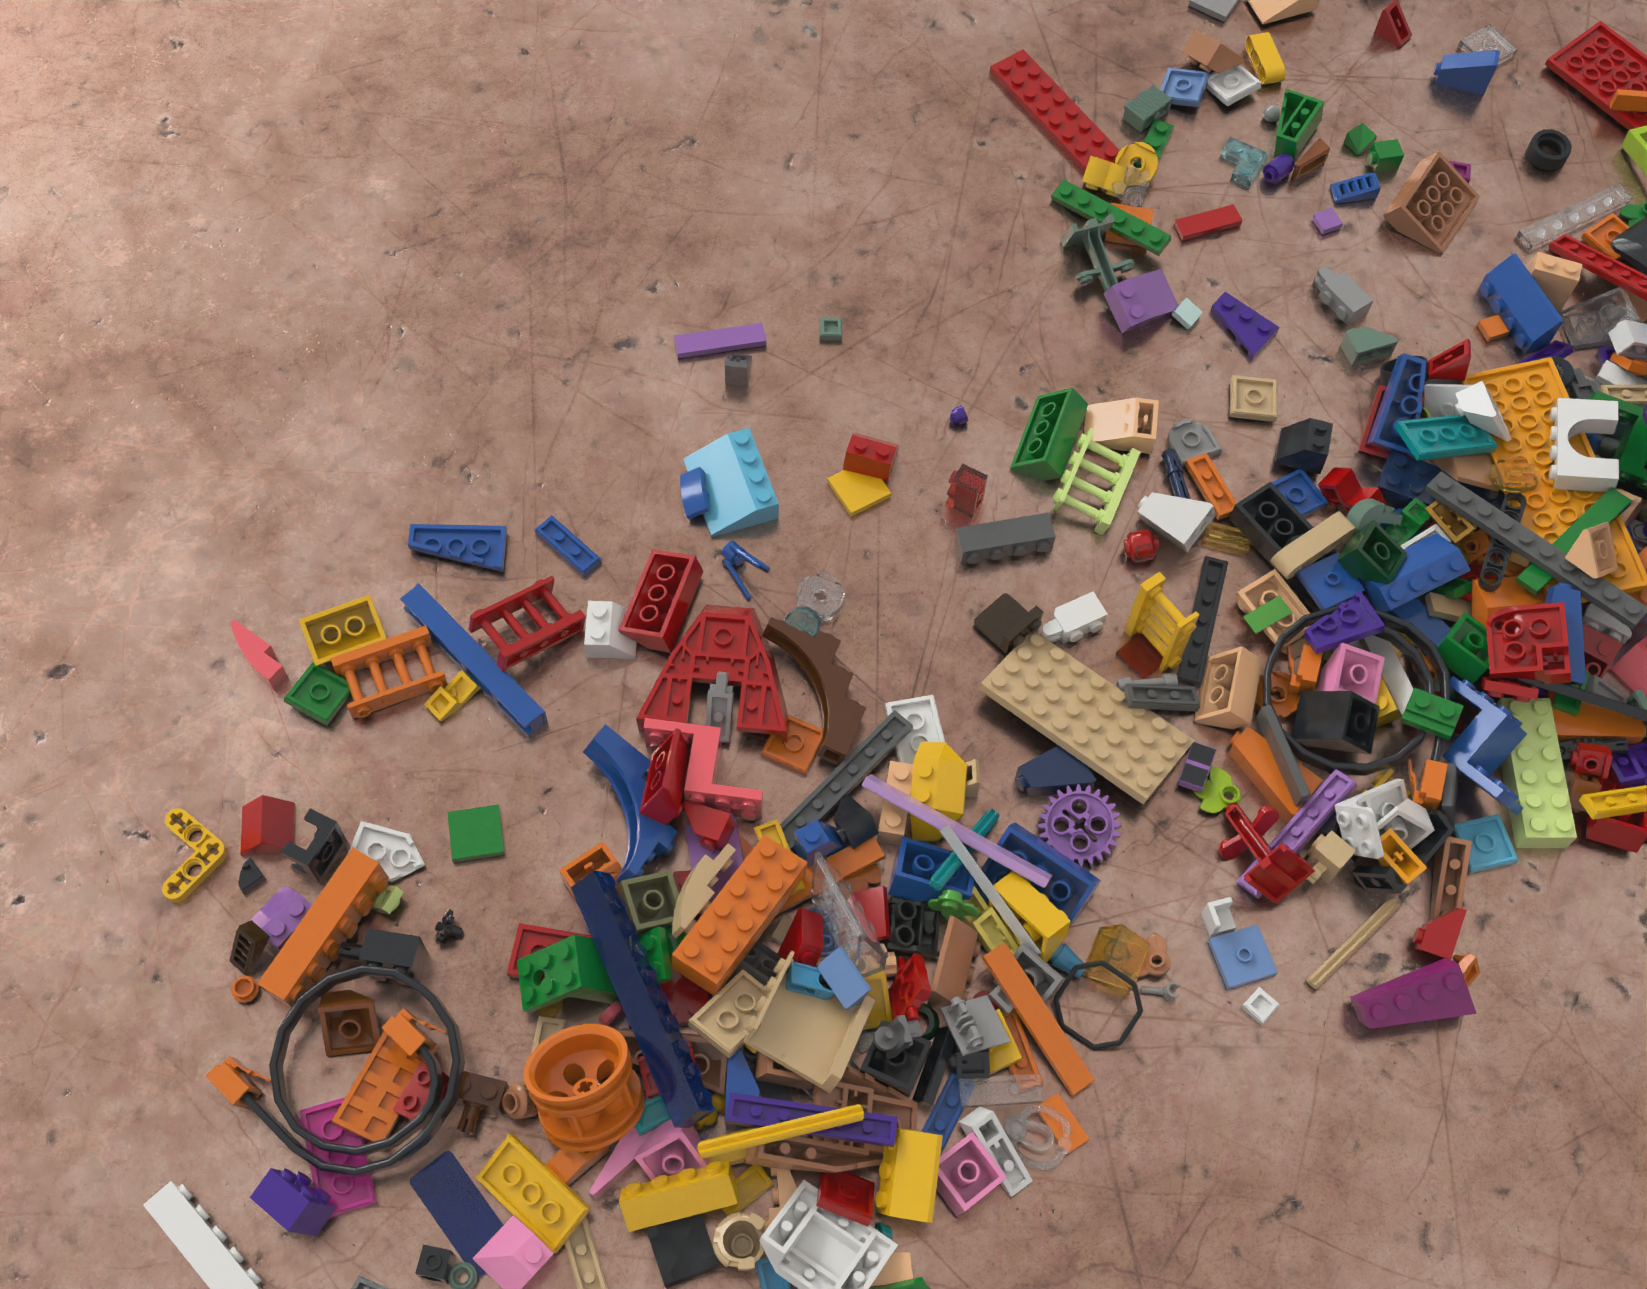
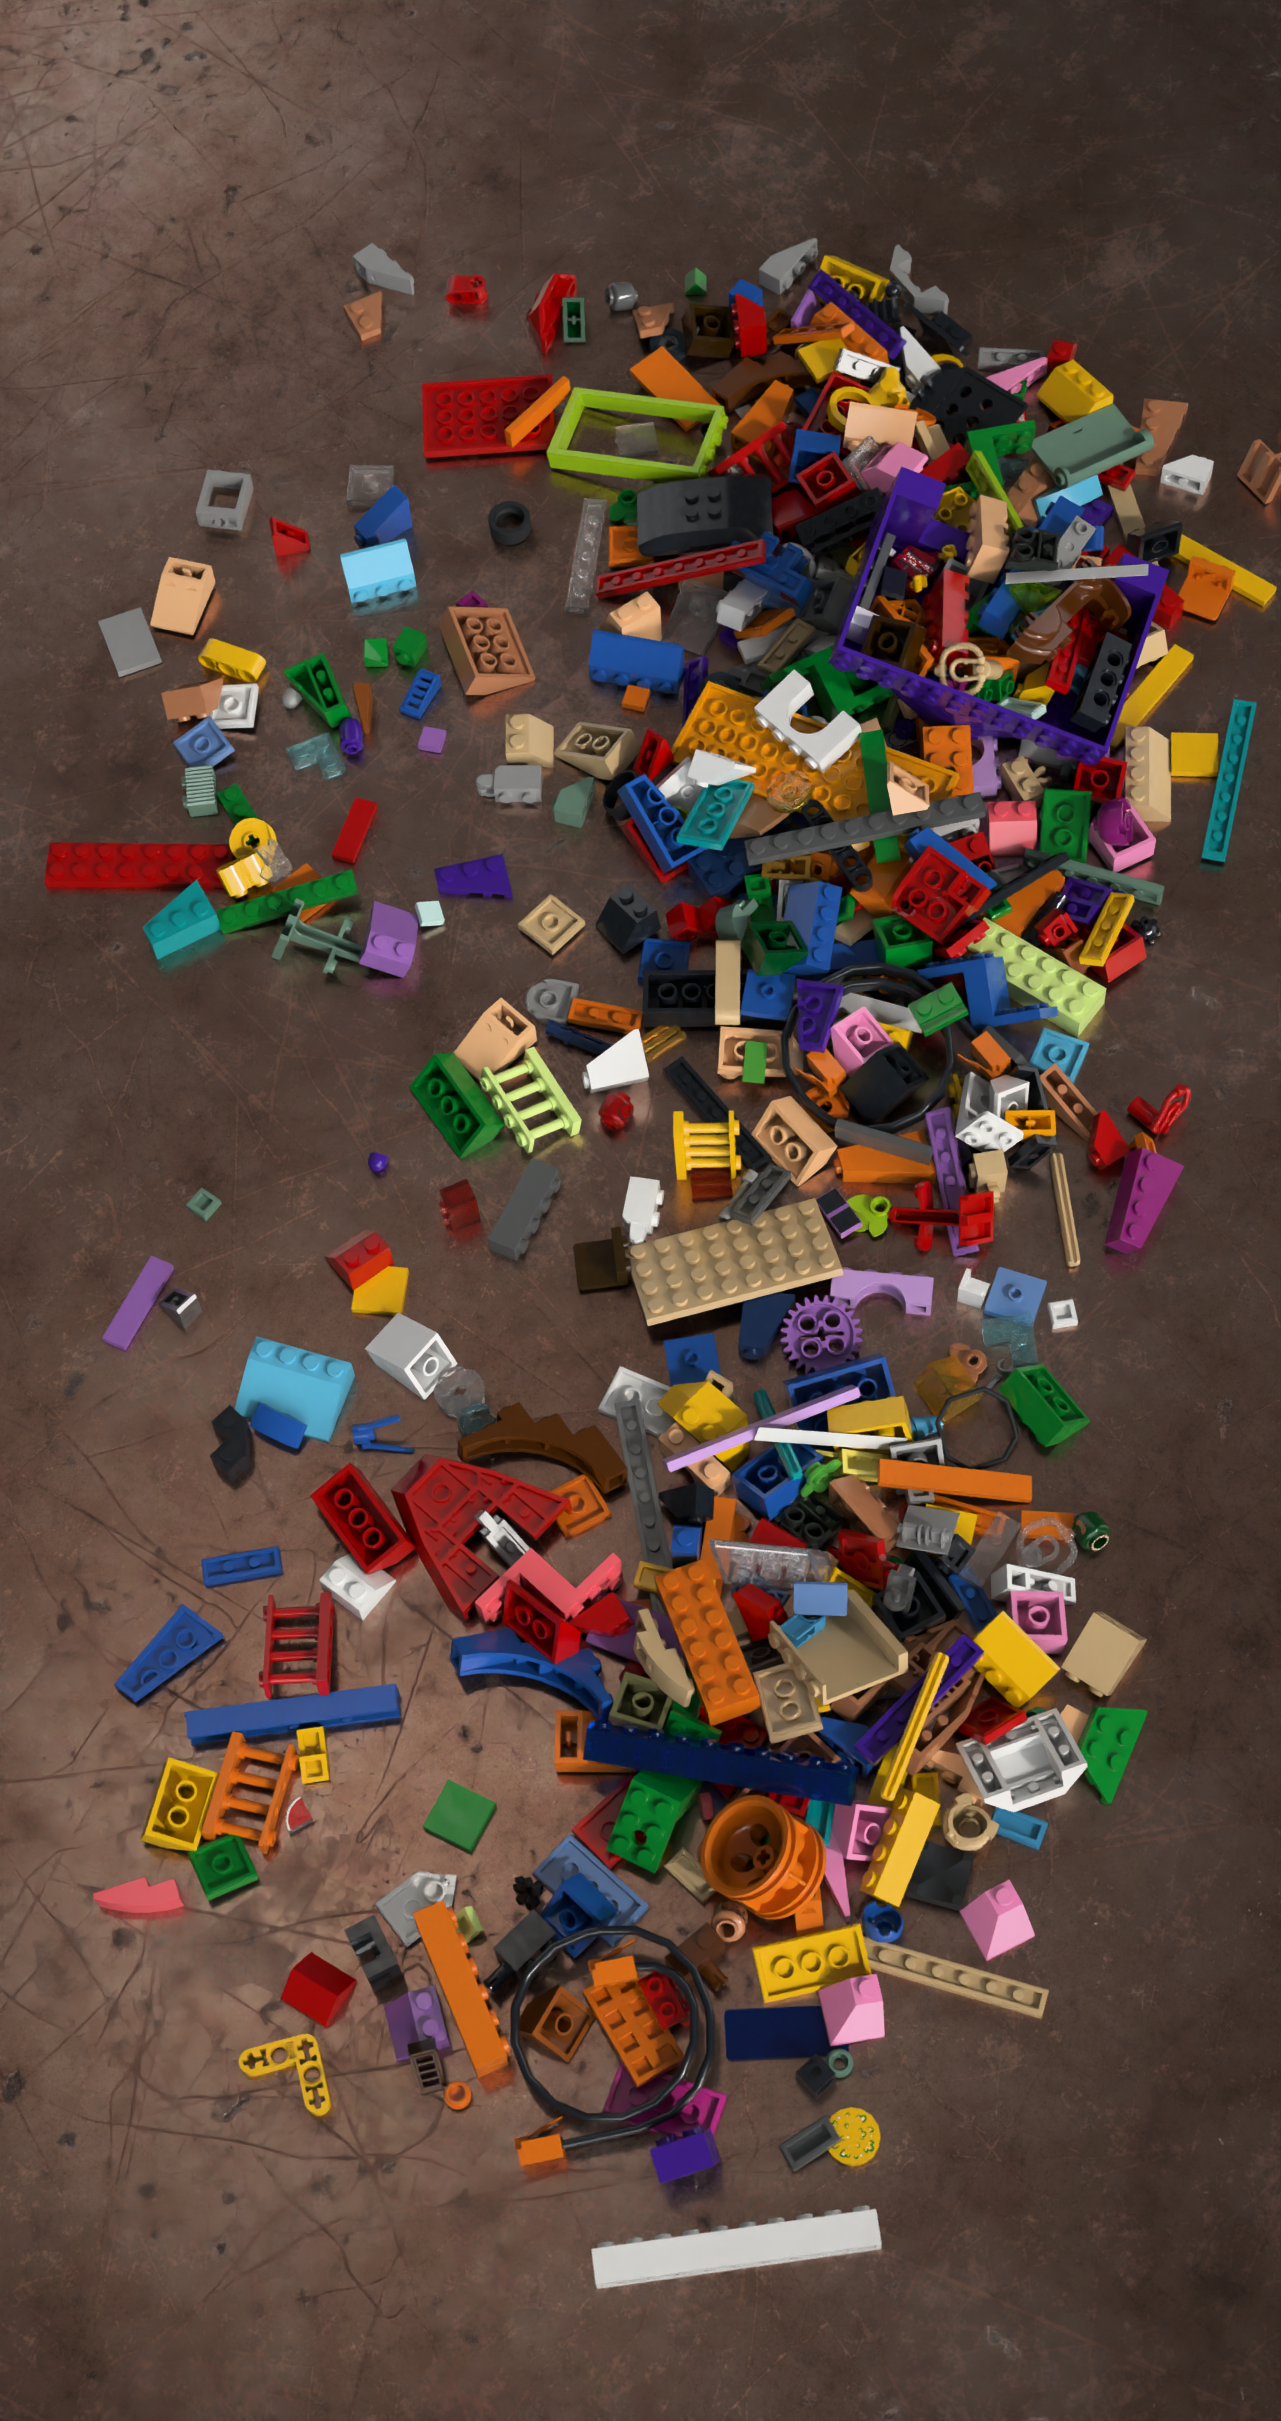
camera: 45 degrees left, 0 degrees up
(250, 876) = (353, 2030): black tile -> none
(396, 718) = (297, 1815): none -> red tile
(450, 974) = (575, 1908): none -> blue slope
(481, 973) = (572, 1858): none -> medium blue tile
(606, 1227) = (881, 1922): none -> blue hair
(648, 479) = (234, 1454): none -> black brick
(821, 541) = (411, 1354): none -> white slope
(981, 1252) = (1102, 1654): none -> tan slope
(982, 741) = (691, 1358): none -> blue plate
(1034, 164) = (181, 922): none -> teal wedge
(1083, 1164) = (1091, 1530): none -> dark green head
(1142, 821) = (911, 1291): none -> lavender arch
(1166, 1045) = (1043, 1404): none -> green slope
(1210, 981) = (1017, 1331): none -> clear light blue plate
(1386, 281) = (529, 741): none -> tan slope
(1424, 93) = (378, 570): none -> medium azure slope
(1424, 330) = (599, 749): none -> tan slope
(1498, 958) = (1161, 1121): none -> red piece

